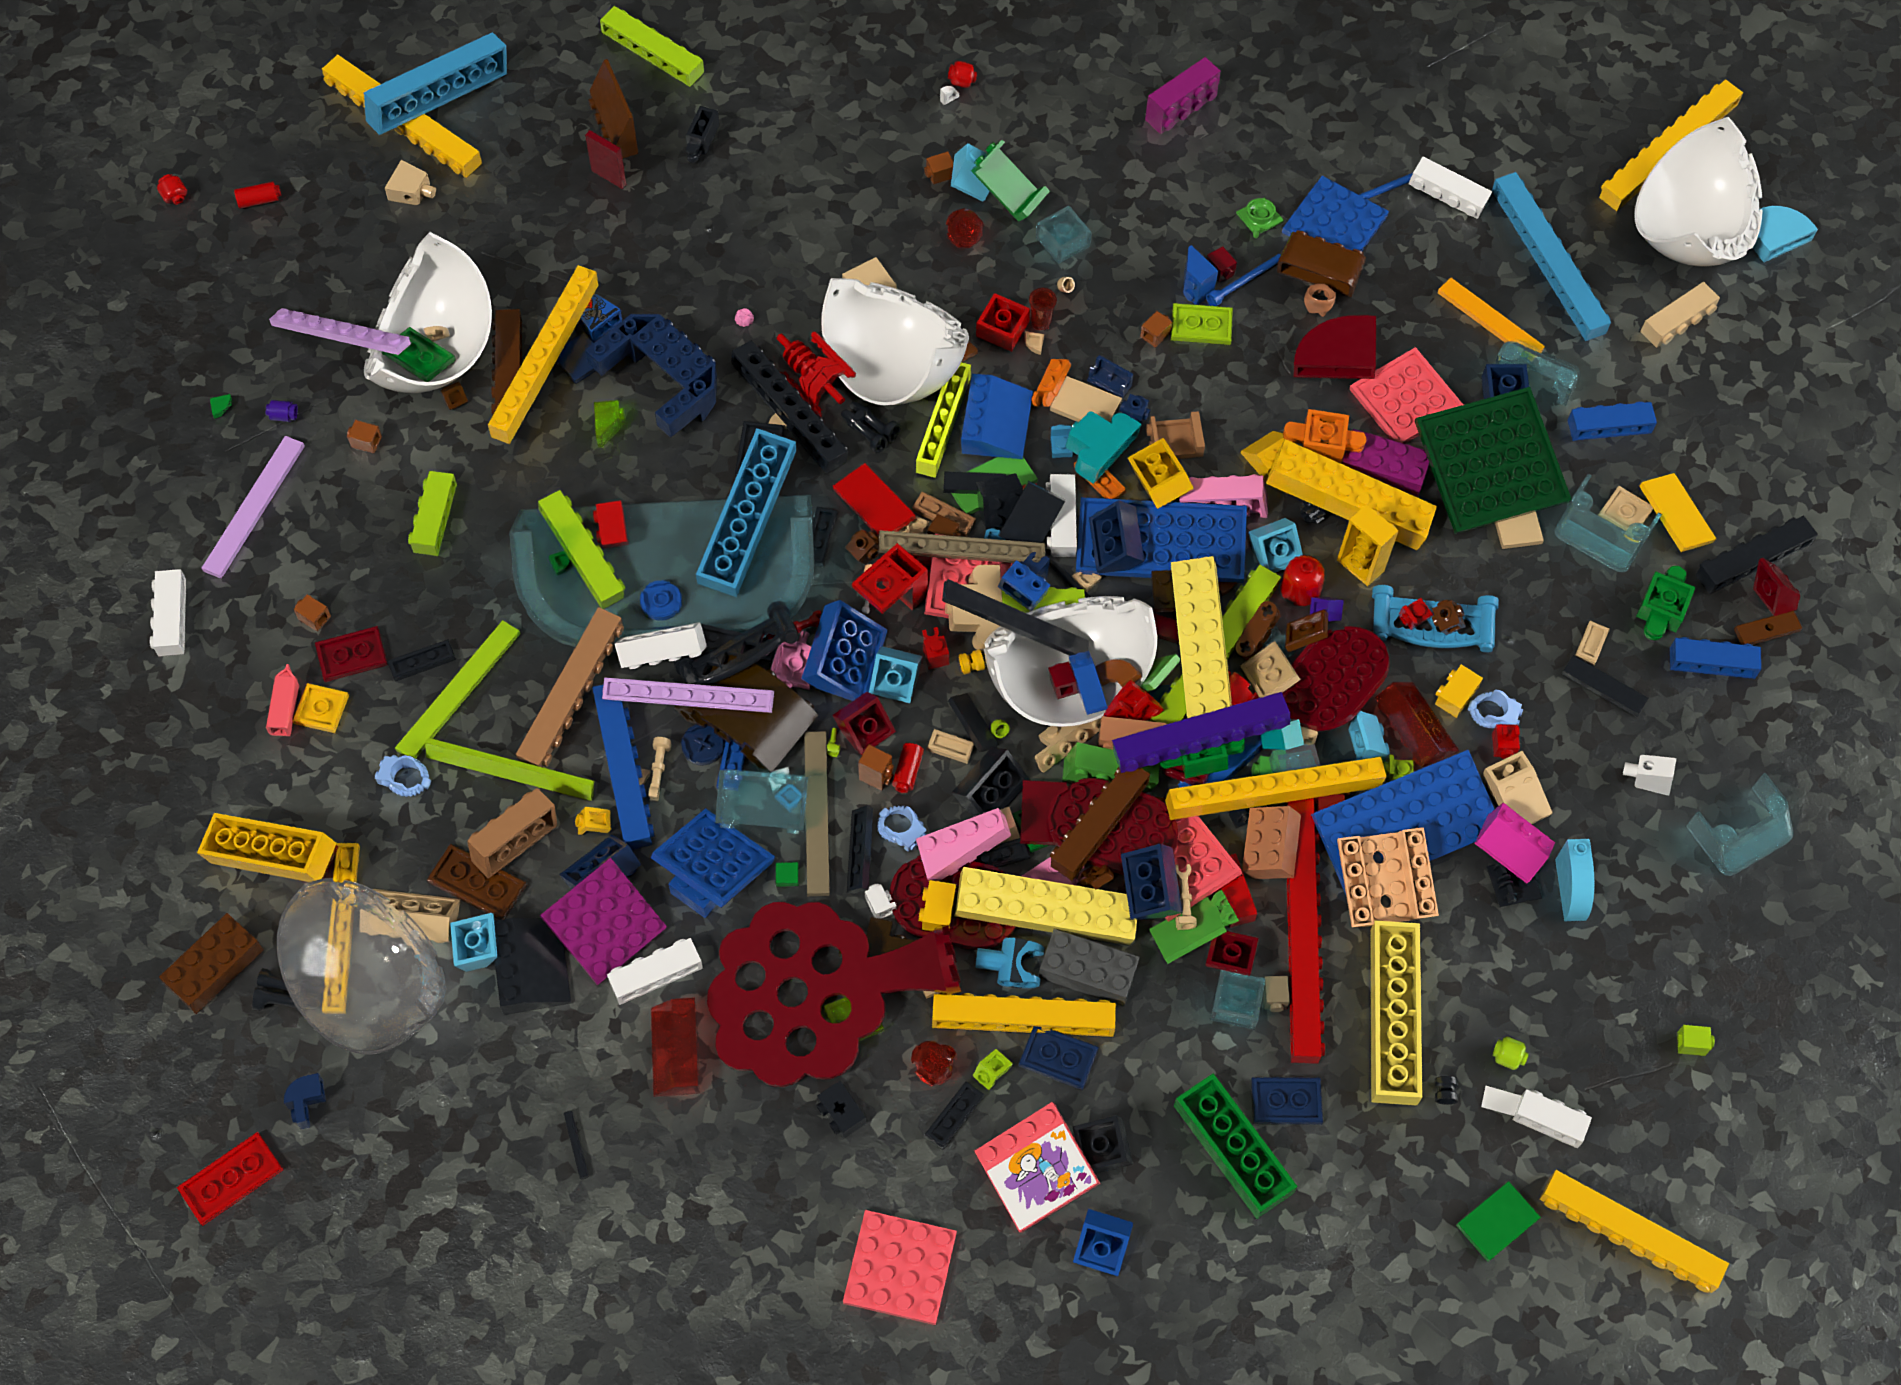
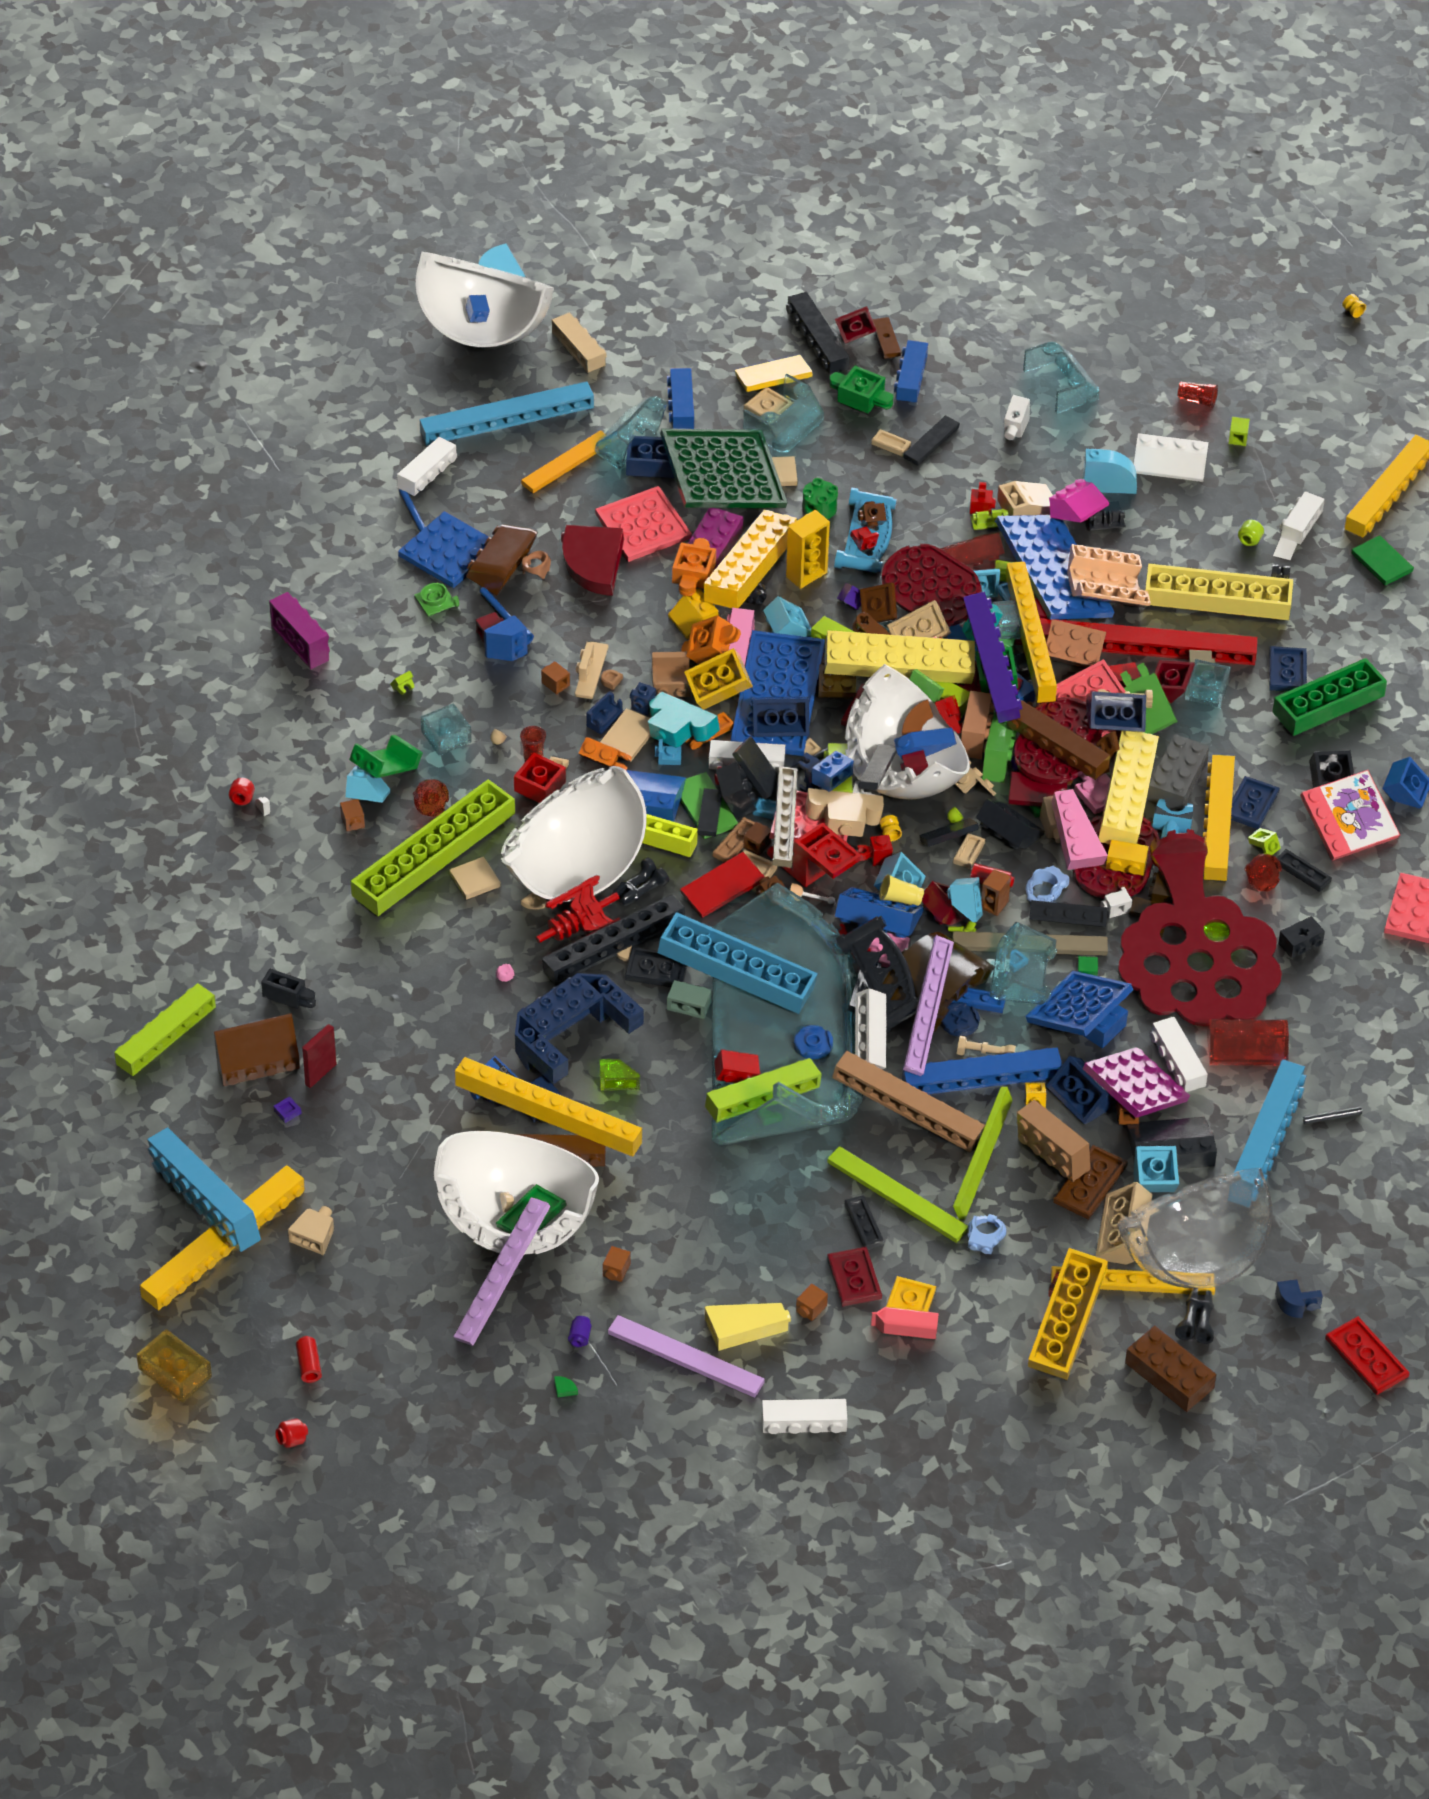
camera: 85 degrees left, 15 degrees down
(248, 91) = (174, 1365): none -> clear yellow brick
(288, 552) = (745, 1323): none -> light yellow slope
(432, 513) = (708, 1209): lime brick -> none
(531, 1064) = (1273, 1118): none -> dark azure brick
(560, 153) = (287, 1109): none -> dark purple tile
(712, 479) = (689, 999): none -> sand green brick
(854, 732) = (967, 897): none -> medium azure slope
(862, 668) = (900, 891): none -> light yellow plant
(899, 237) = (432, 847): none -> lime brick
(1132, 194) = (401, 681): none -> lime tile
(1167, 383) = (611, 678): none -> medium nougat tile
(1175, 358) = (590, 668): none -> tan bracket
(1201, 324) = (549, 646): lime tile -> none
(1213, 460) = (710, 639): none -> orange brick
(1302, 580) = (826, 600): red cylinder -> none
(1458, 690) = (934, 524): yellow brick -> none
(1473, 567) = (820, 496): none -> green brick
(1479, 749) = (984, 520): none -> lime hinge
(1510, 707) = (953, 495): light blue piece -> none
(1627, 957) = (1170, 457): none -> white slope
(1629, 181) = (398, 322): yellow brick -> none
(1703, 211) = (477, 308): none -> blue brick
(1752, 990) = (1198, 393): none -> clear red plant

